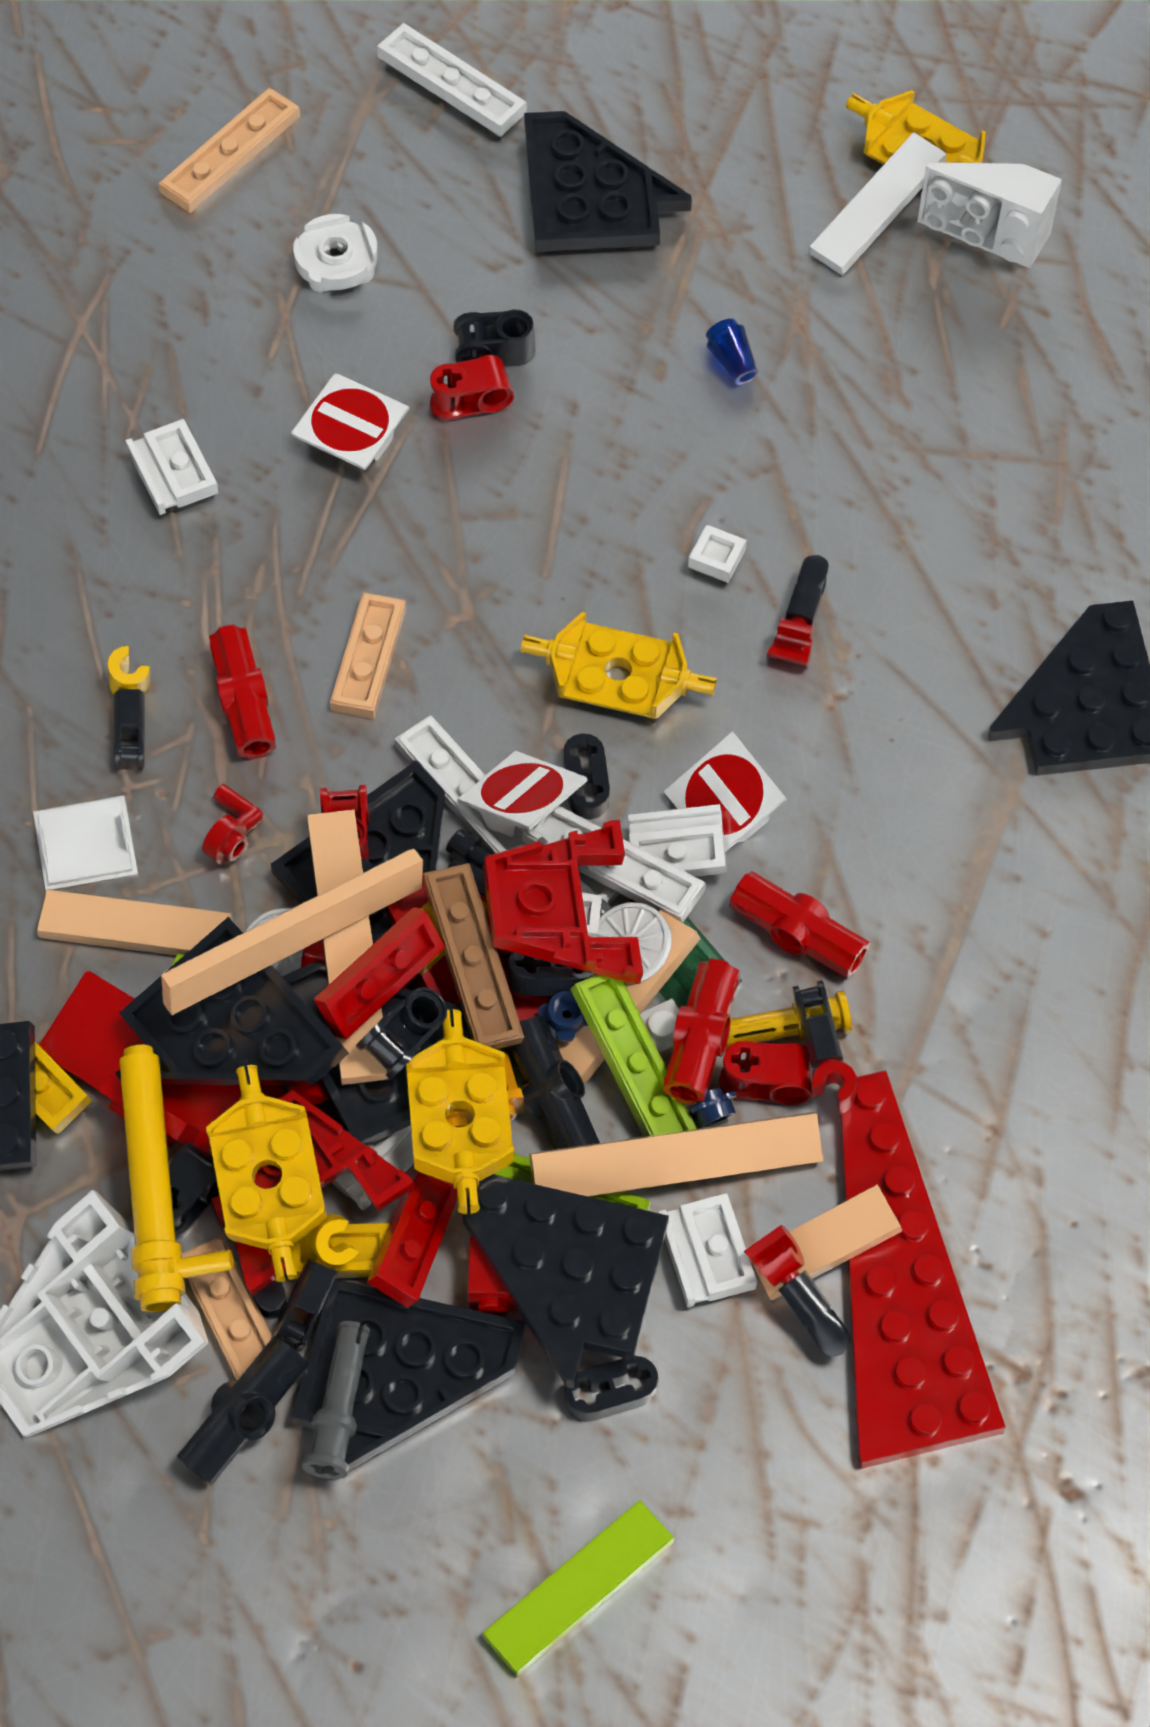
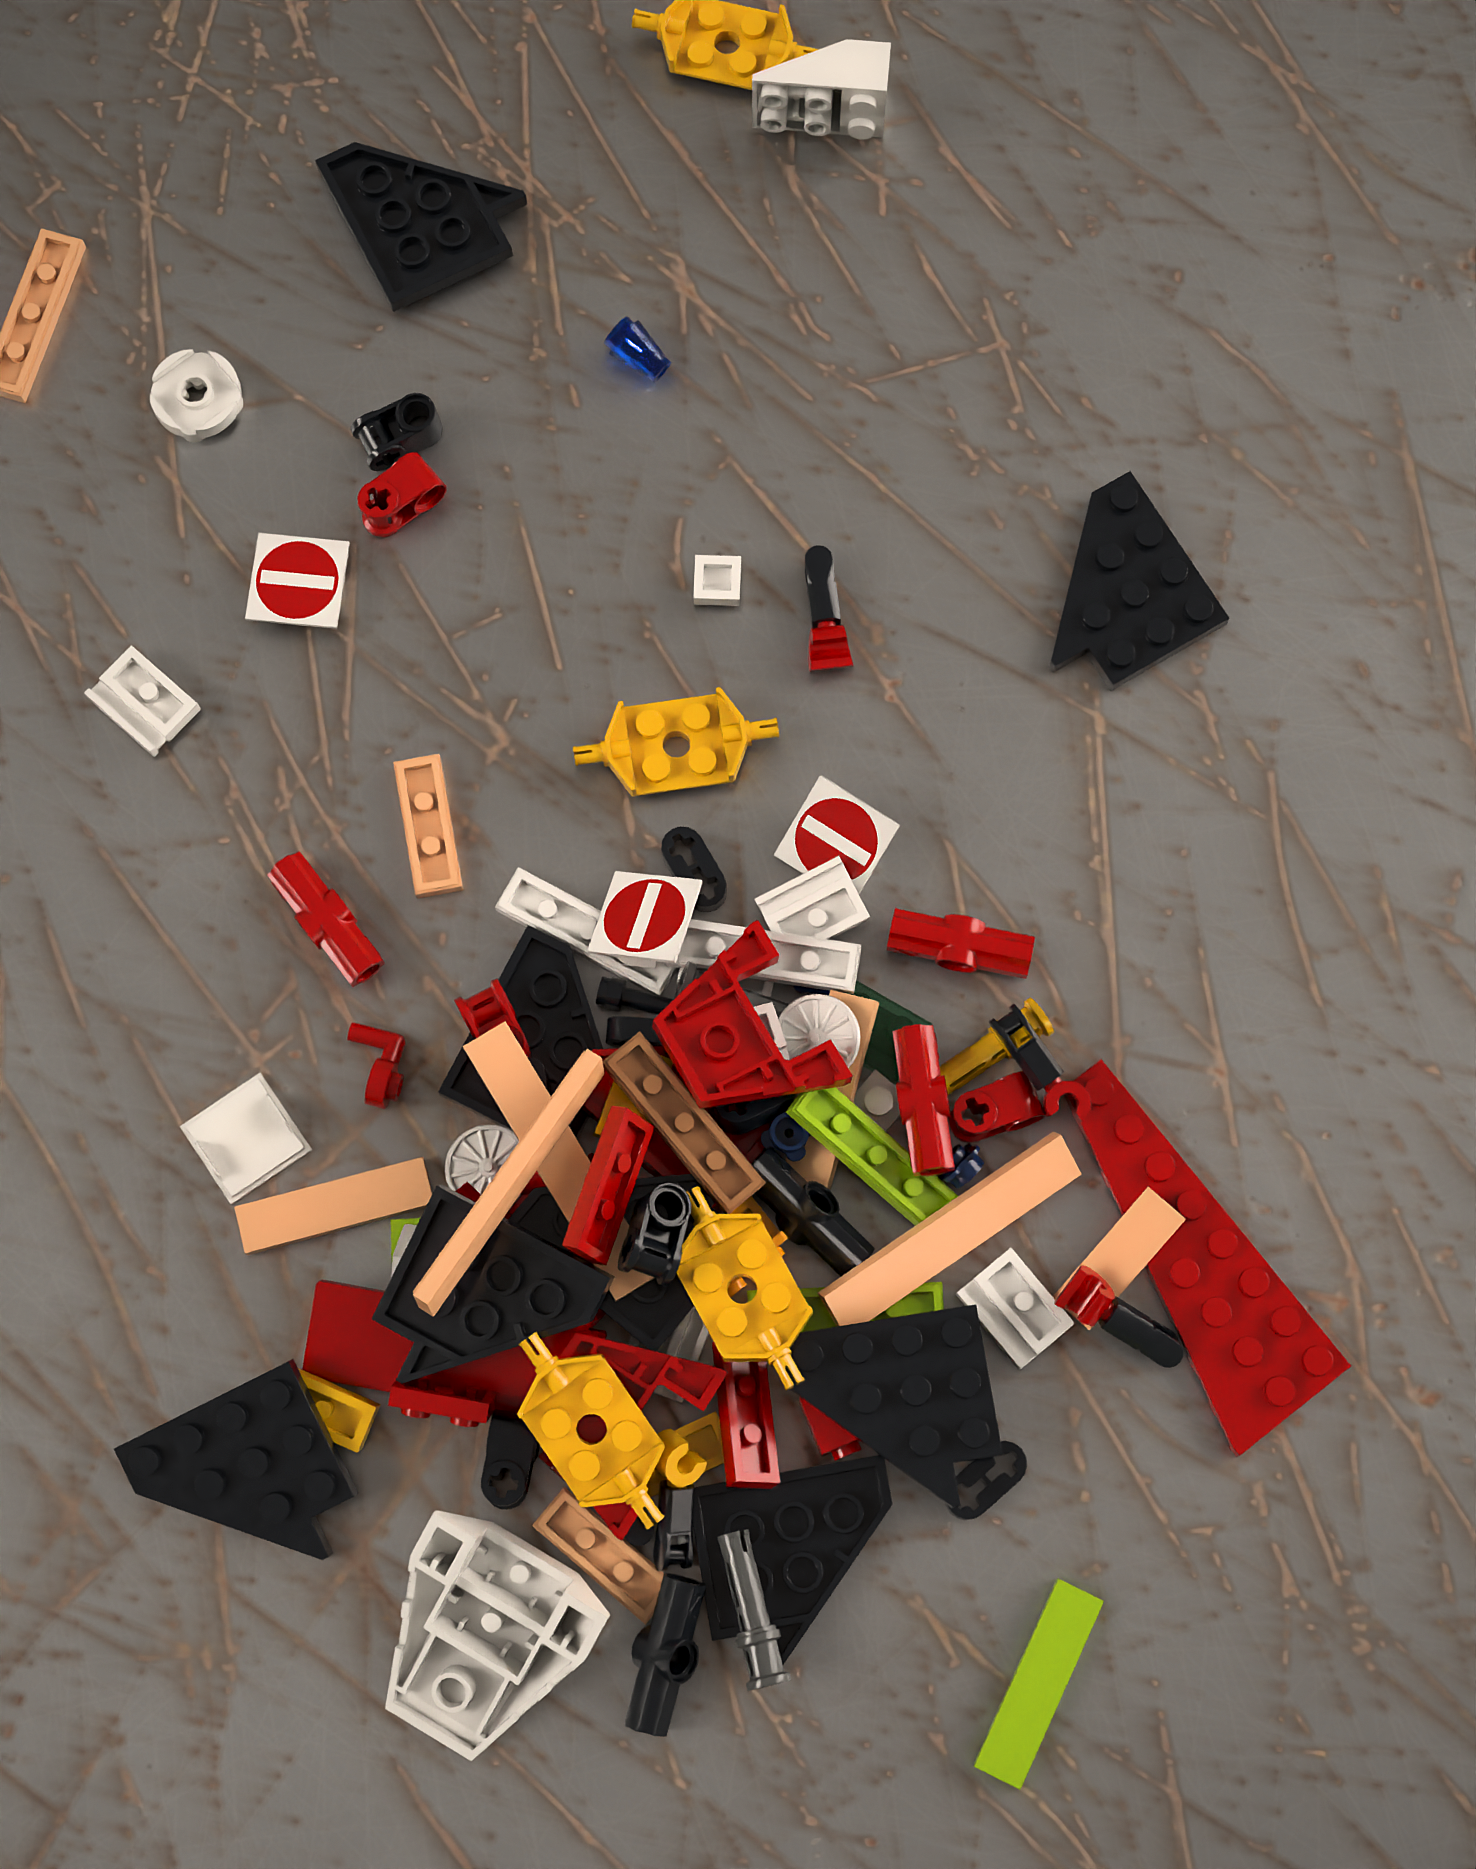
camera: 20 degrees left, 15 degrees up
(129, 706) = (223, 983): black piece -> none
(156, 1252) = (519, 1545): yellow cylinder -> none
(452, 79) = (223, 147): white plate -> none
(876, 205) = (710, 127): white tile -> none

